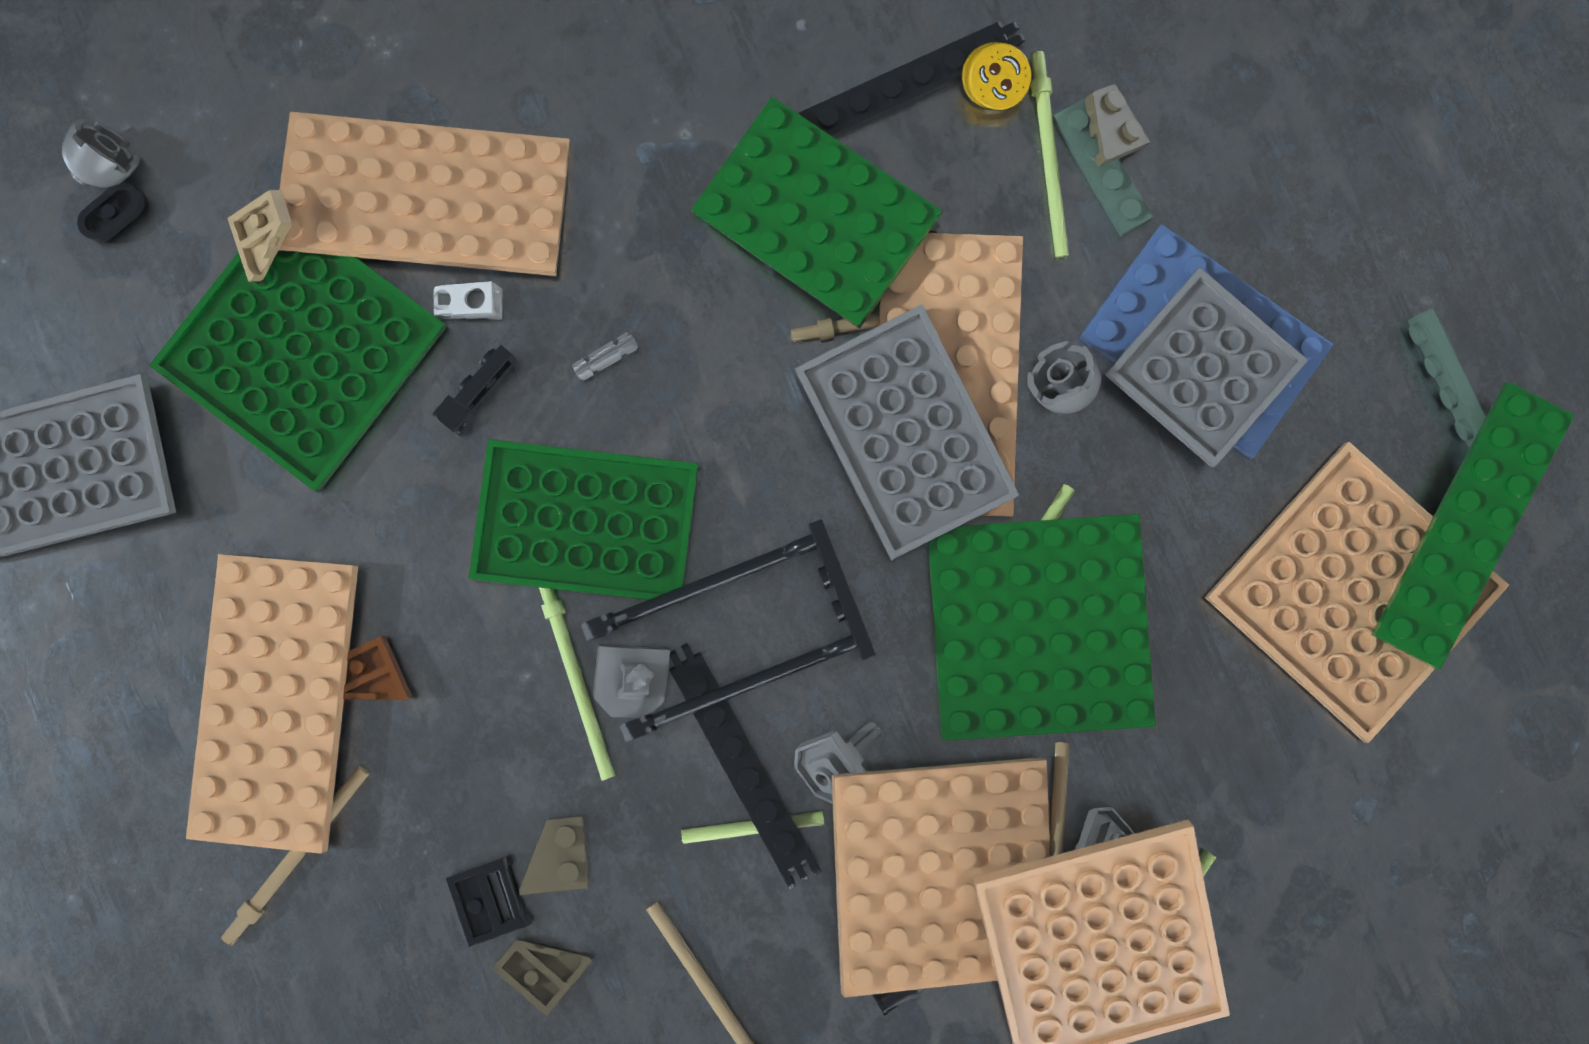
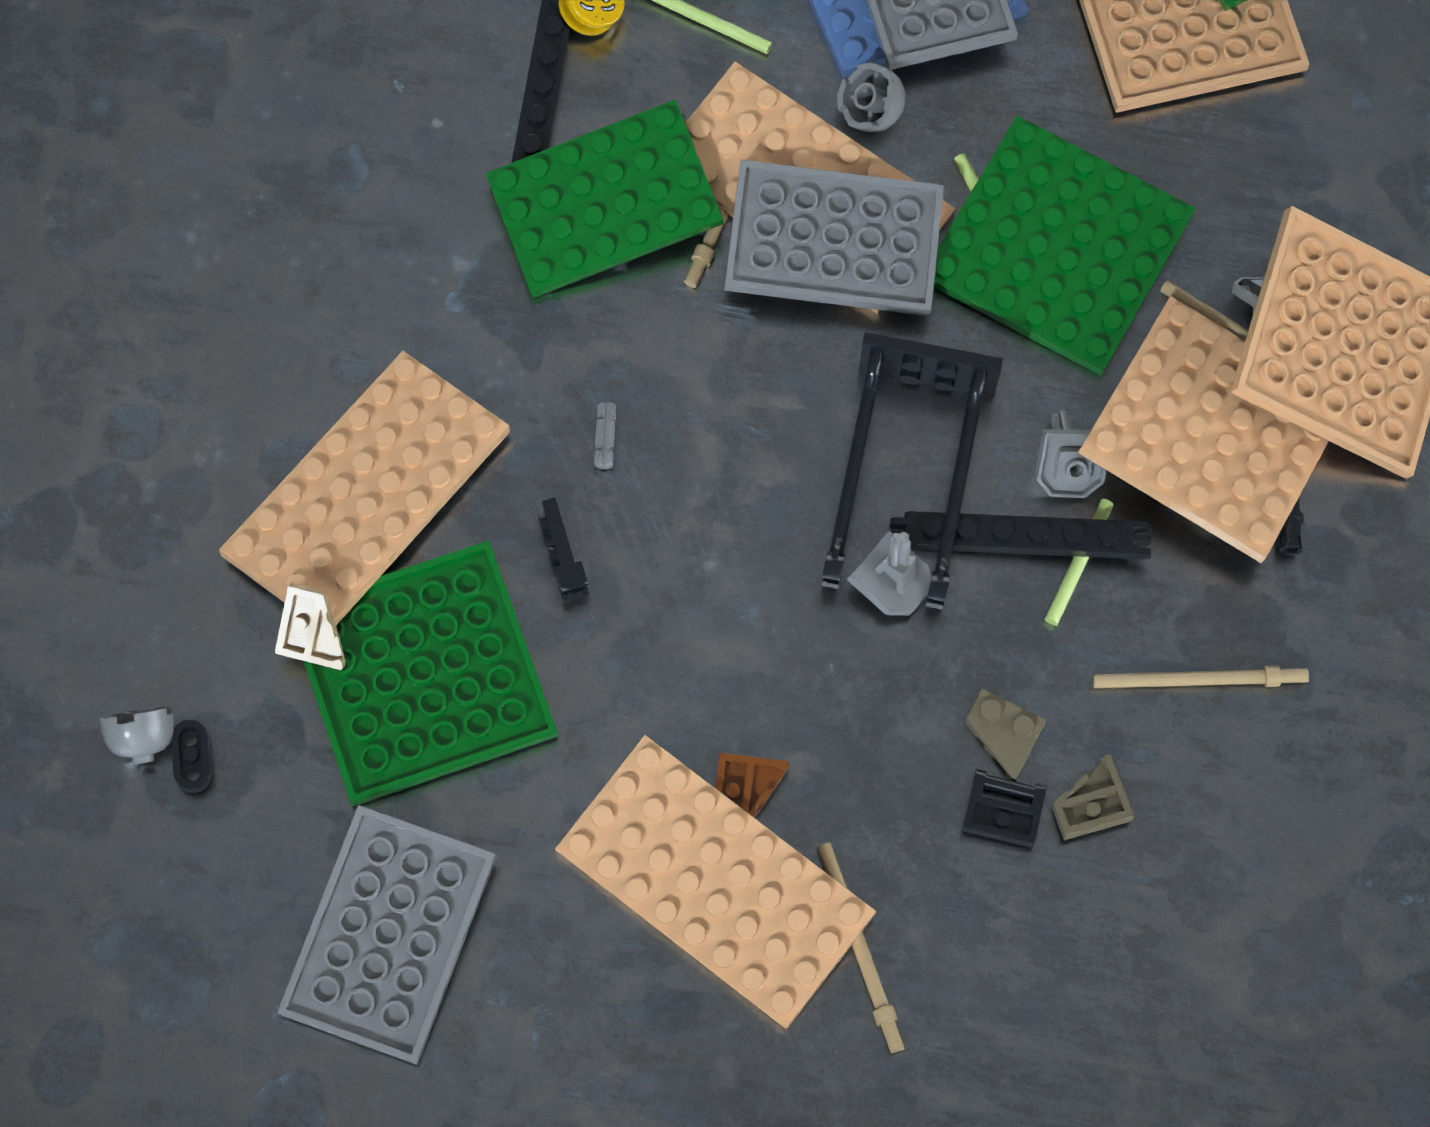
camera: 60 degrees left, 15 degrees down
(469, 301) = (482, 511): white leg -> none
(554, 611) = (791, 606): yellowish green bar -> none
(583, 520) = (732, 534): green plate -> none

